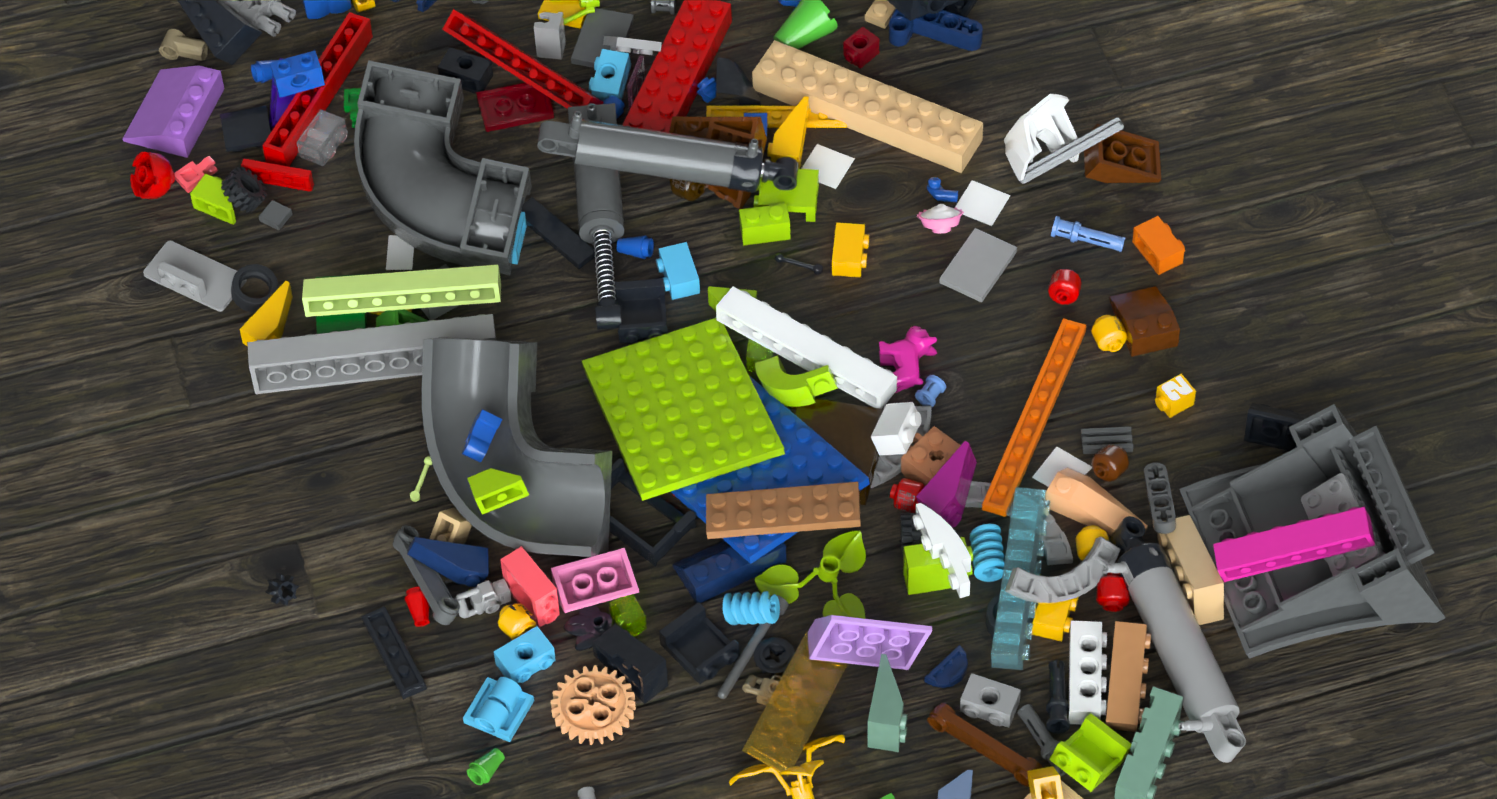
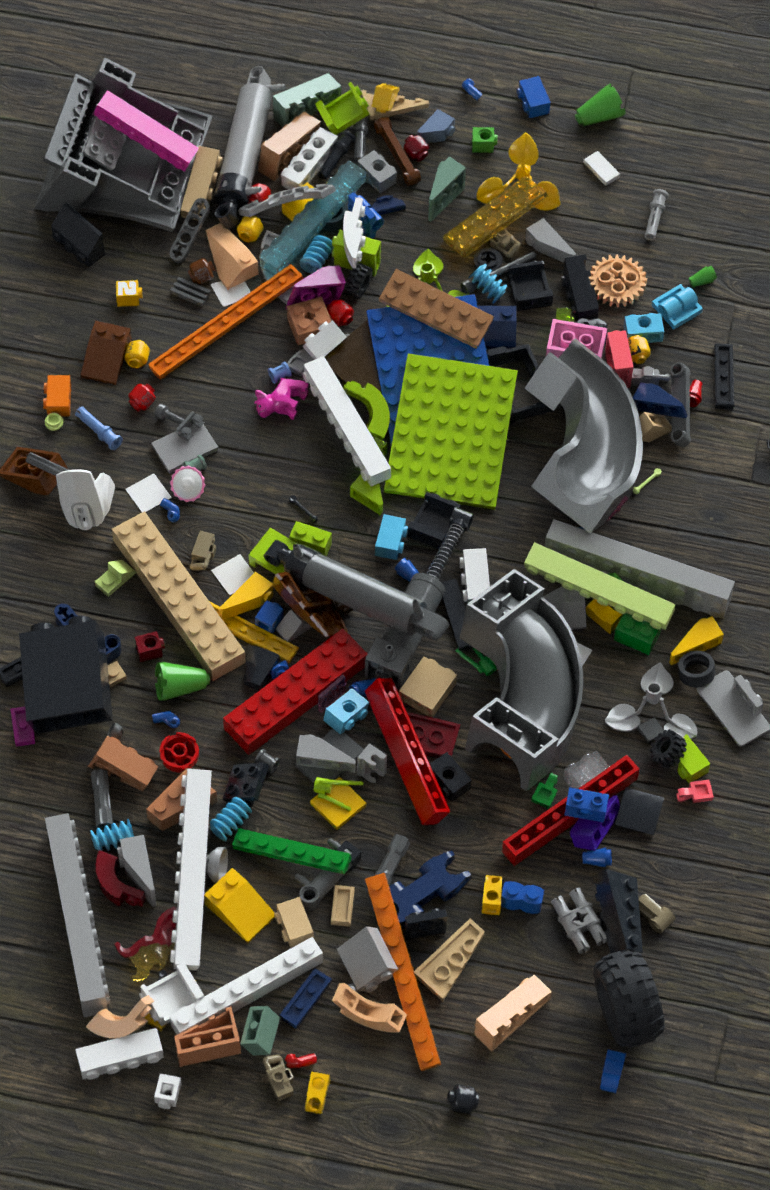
camera: 155 degrees left, 5 degrees up
(152, 176) = (731, 795): red cylinder -> none
(176, 109) = (687, 858): medium lavender slope -> none
(280, 175) = (645, 765): red tile -> none
(291, 266) = (655, 684): none -> light grey plant
(481, 435) = (601, 454): blue leg -> none
(496, 489) = (612, 407): lime slope -> none
(526, 149) = (428, 687): none -> tan brick
(556, 272) = (475, 573): none -> white brick
(613, 20) = (318, 753): none -> light grey slope
(638, 46) = (317, 719): light grey plate -> none
(710, 713) = (548, 241): none -> light grey slope
(848, 250) = (265, 494): yellow brick -> none
(864, 641) = (432, 216): lavender slope -> none
(873, 161) = (202, 551): none -> dark tan piece
(949, 245) = (198, 462): none -> sand green bush
(951, 95) = (115, 577): none -> yellowish green slope
(961, 757) = (416, 148): none -> dark red head
(962, 617) = (371, 221): none -> blue plate
(984, 285) = (162, 412): none -> dark grey bar
(1140, 217) = (53, 421): none -> yellowish green plate

